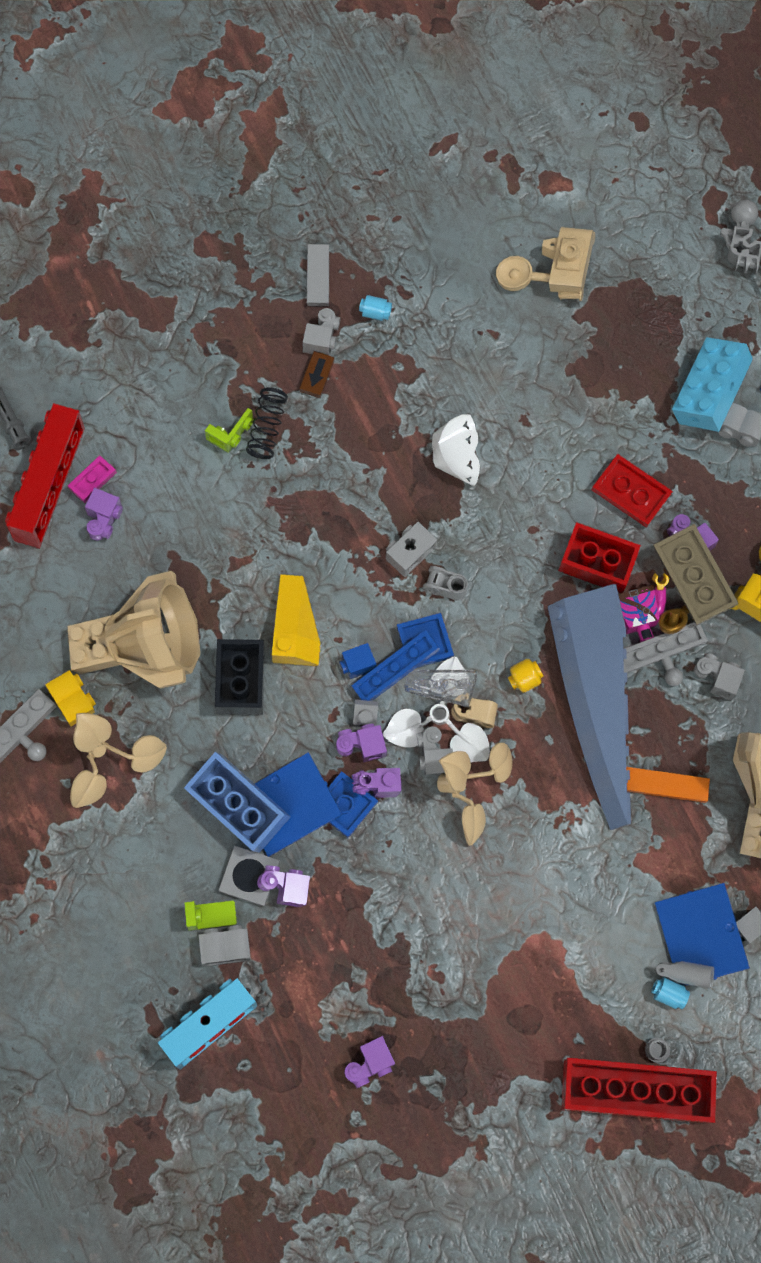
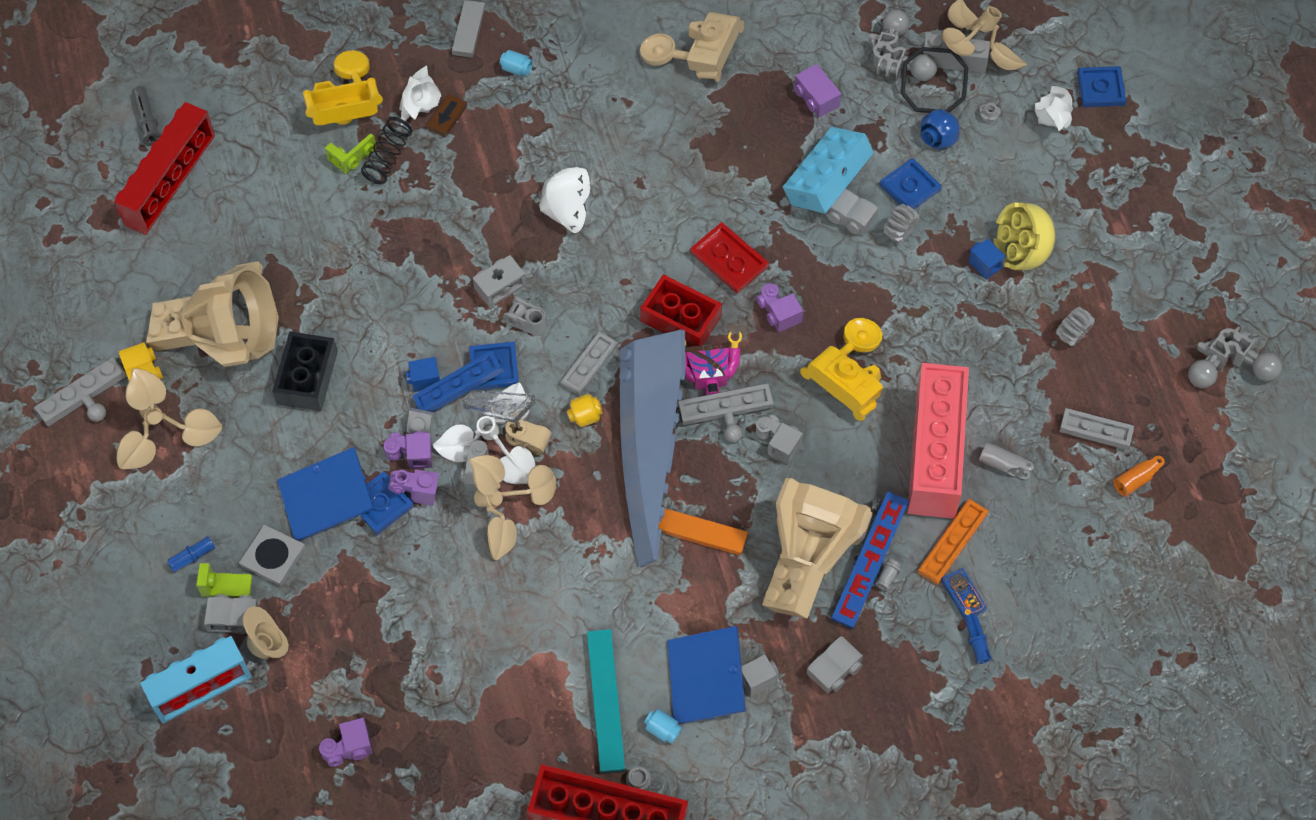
camera: 15 degrees right, 10 degrees down
(92, 477) = (209, 179): dark pink plate -> none
(105, 509) = (212, 208): medium lavender brick -> none
(168, 888) = (190, 554): none -> blue axle
(215, 376) = (344, 102): none -> yellow piece
(237, 802) = (274, 482): medium blue brick -> none
(263, 965) = (264, 636): none -> tan piece
(286, 358) = (419, 95): none -> white hair
(291, 885) = (308, 565): brick -> none
(295, 628) = (369, 337): yellow wedge -> none
(320, 337) = (458, 81): light grey brick -> none
(517, 623) = (589, 363): none -> light grey tile
(609, 975) = (606, 701): none -> teal tile
(673, 620) = (745, 378): pearl gold piece -> none
(681, 297) = (817, 91): none -> medium lavender brick
(687, 973) = (683, 708): light grey piece -> none
(695, 574) = (771, 338): dark tan plate -> none

